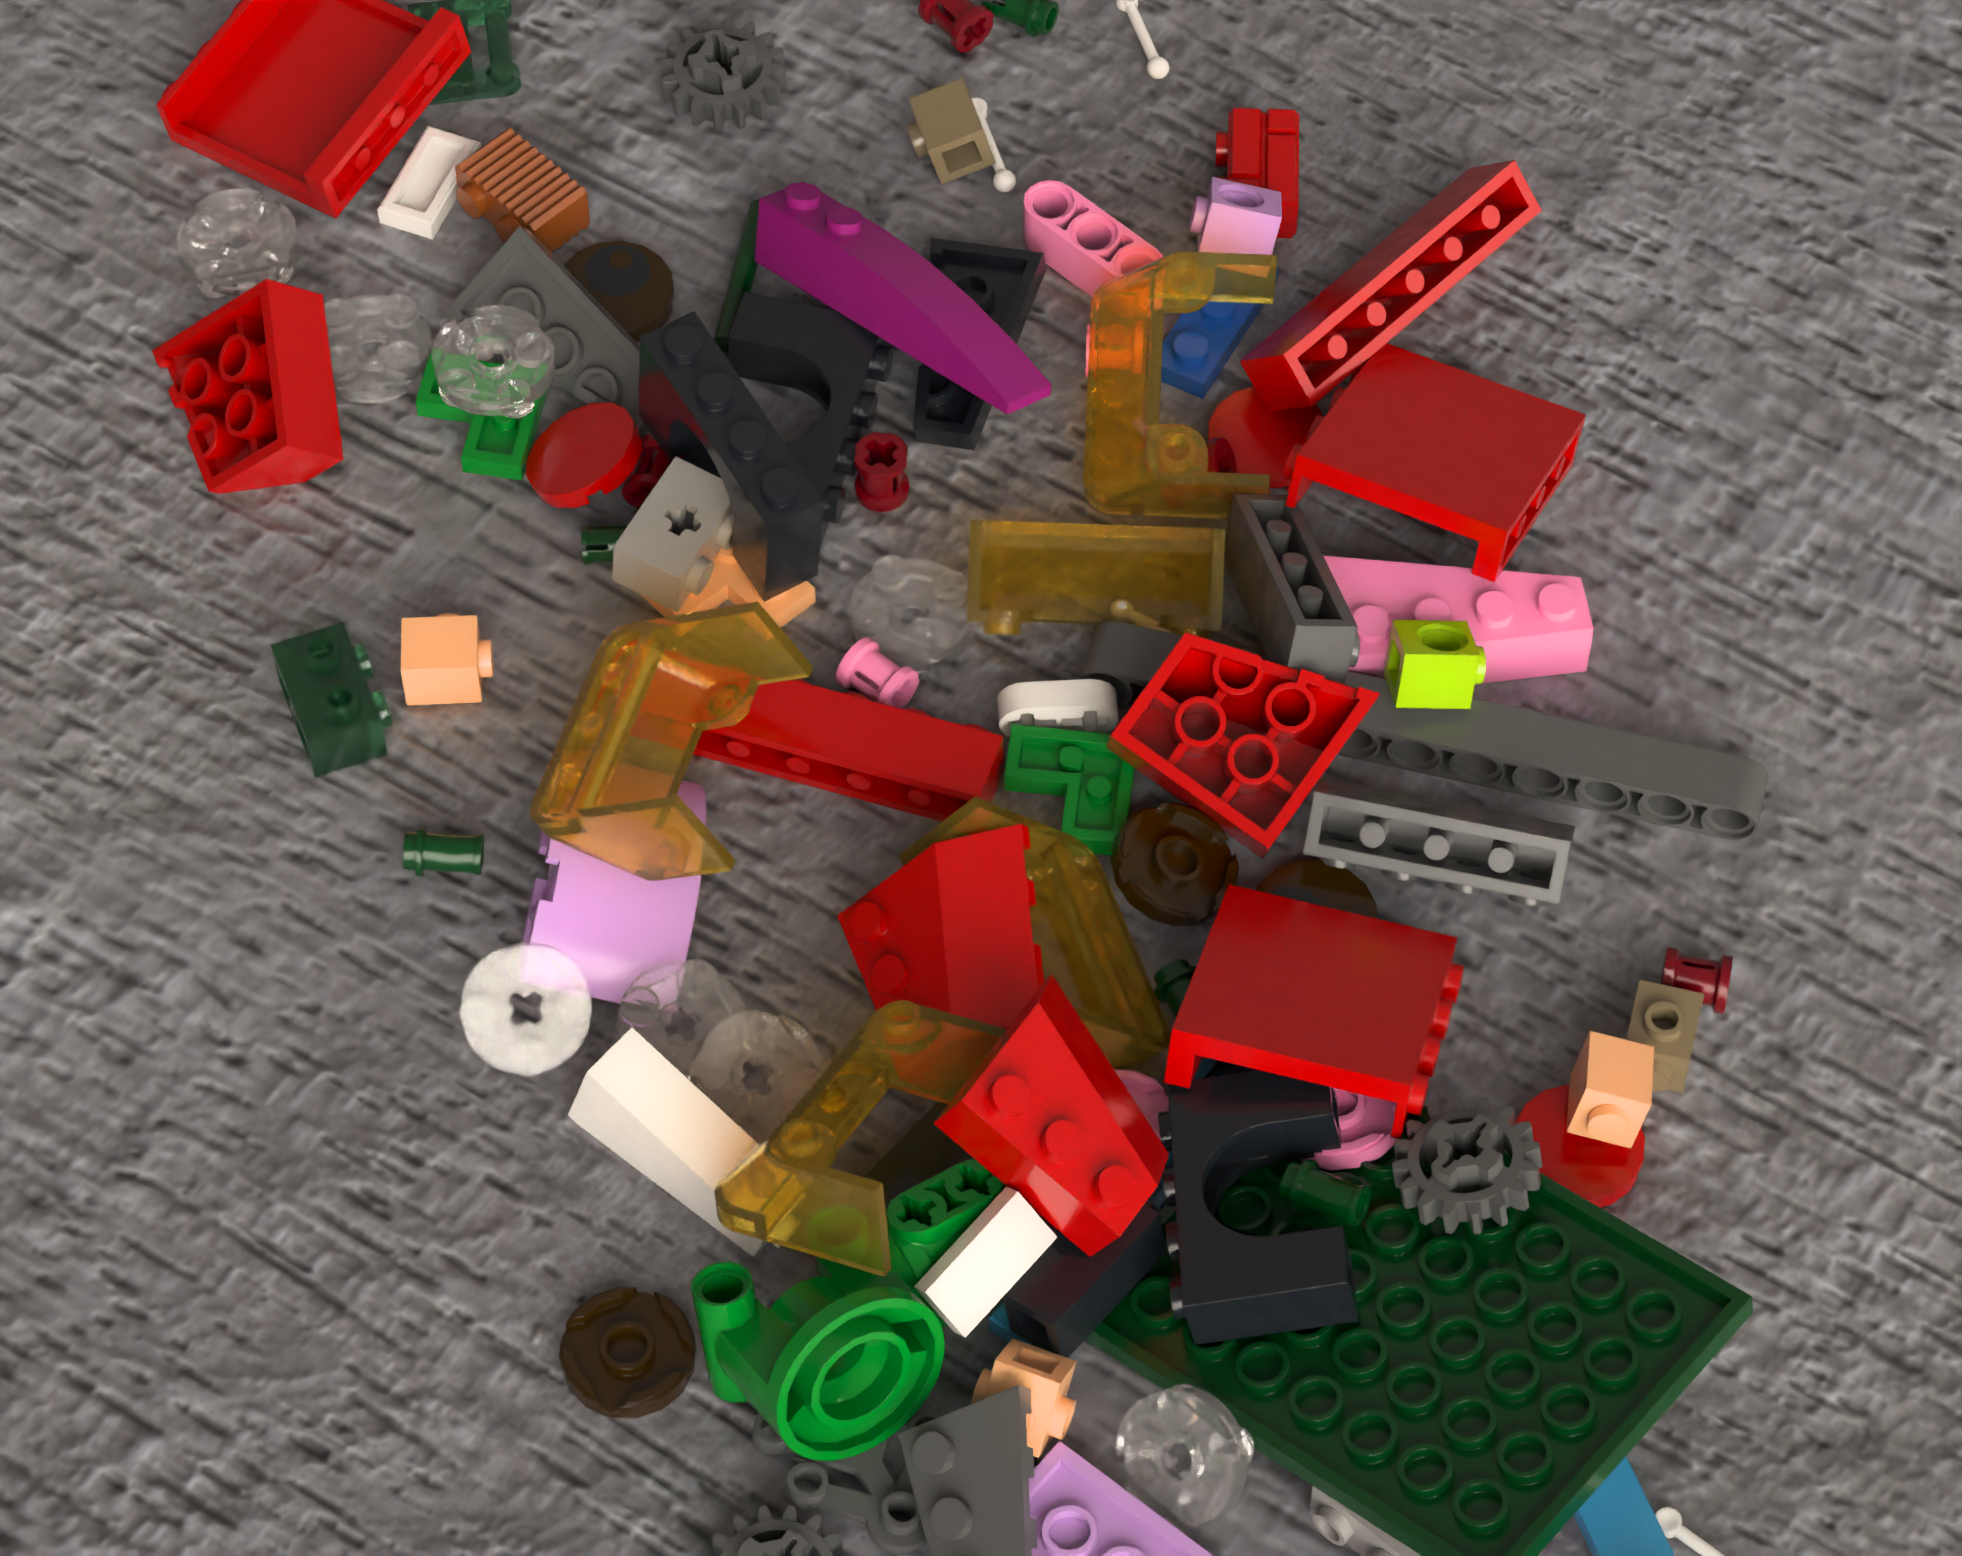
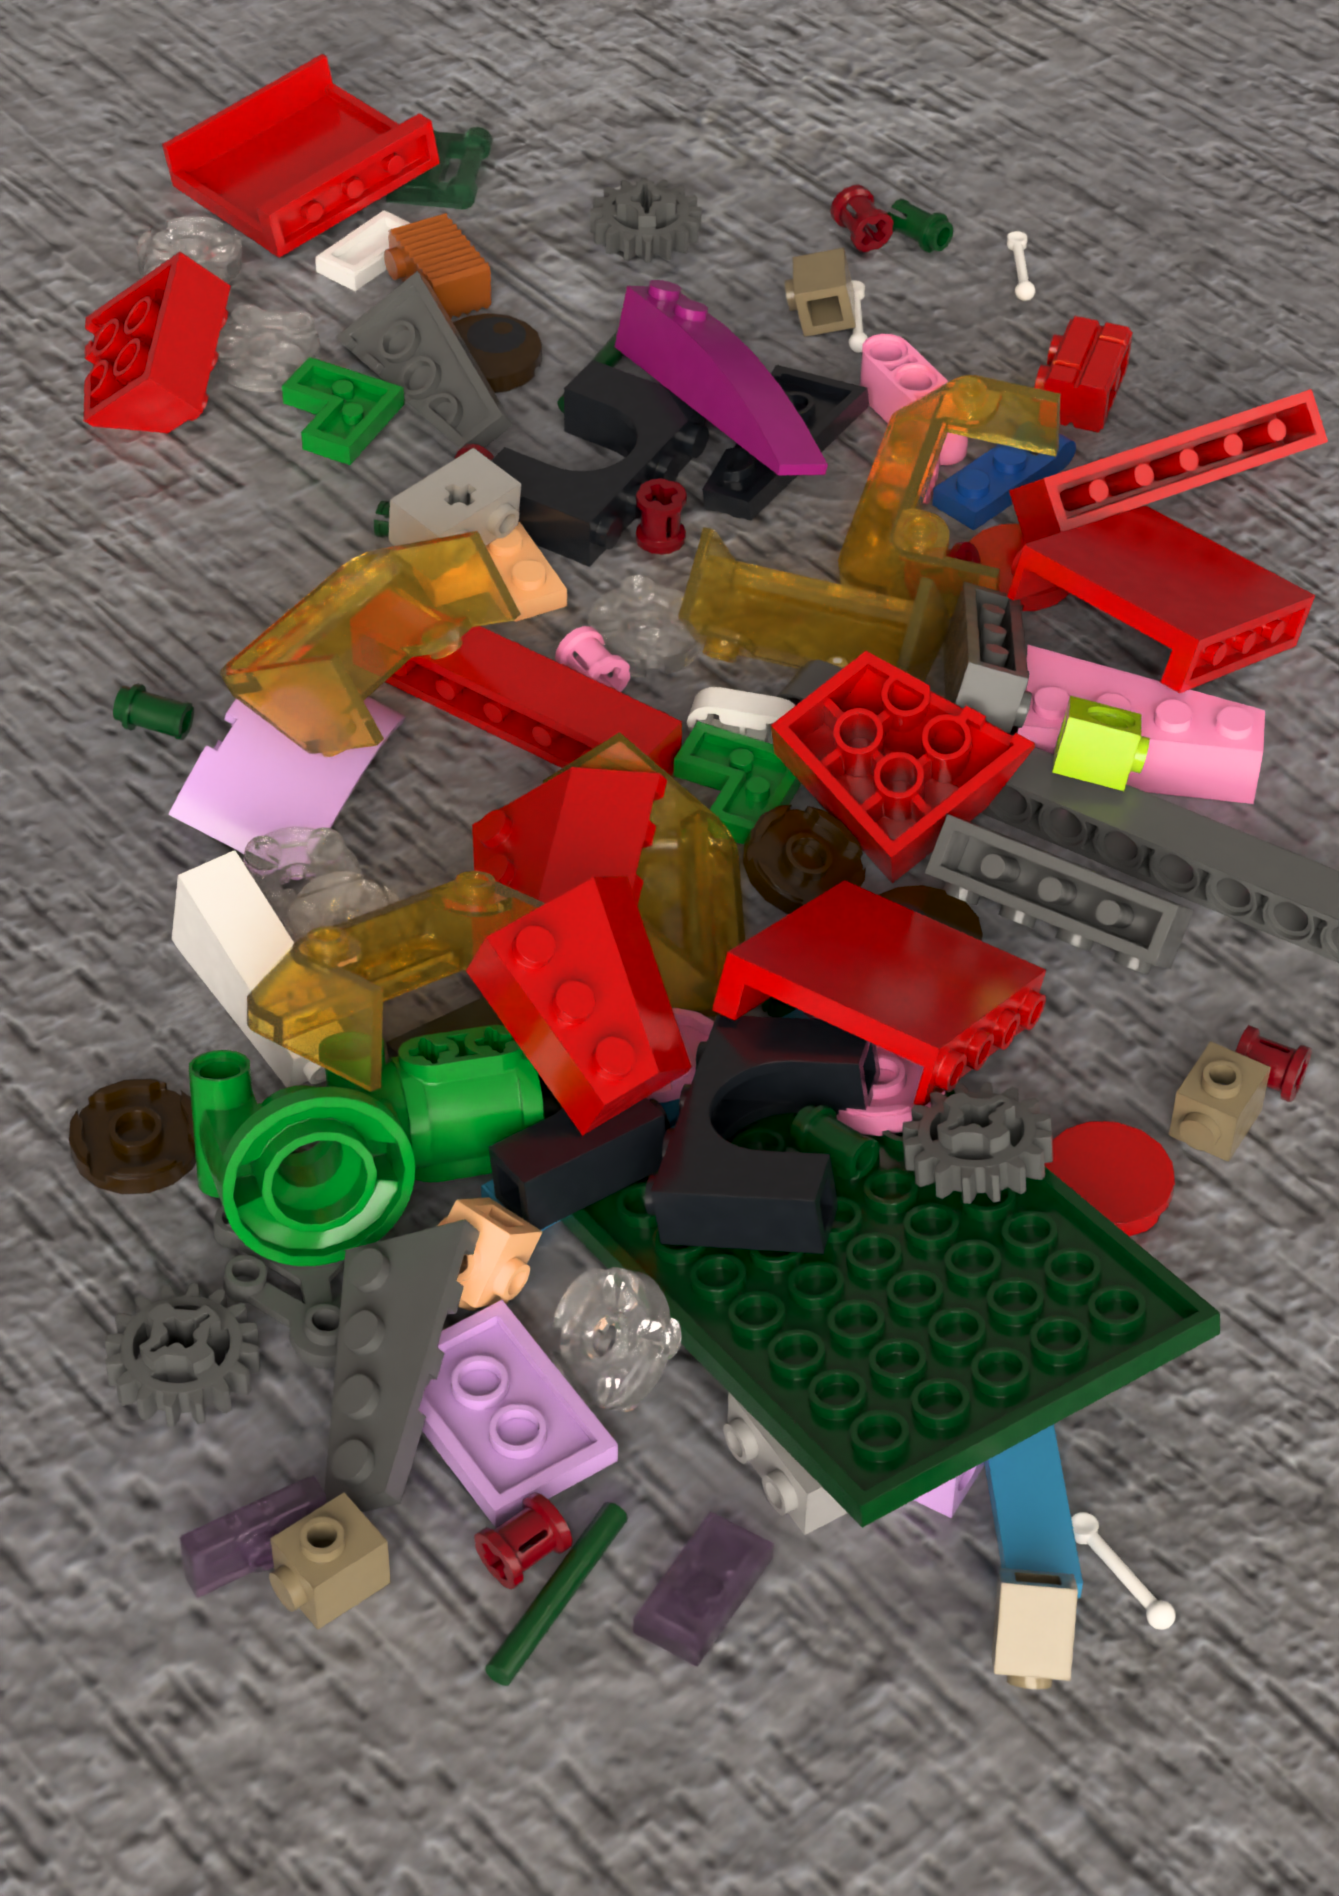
camera: 15 degrees right, 10 degrees down
(330, 698) = (108, 579): clear green brick -> none
(444, 659) = (218, 571): light nougat brick -> none
(499, 389) = (356, 367): clear plate -> none
(527, 1046) = (128, 828): clear plate -> none
(584, 454) = (407, 448): red tile -> none
(698, 399) = (512, 422): black arch -> none
(985, 1261) = (478, 1112): white tile -> none
(1236, 218) = (1053, 377): lavender brick -> none
(1610, 1089) = (1148, 1123): light nougat brick -> none

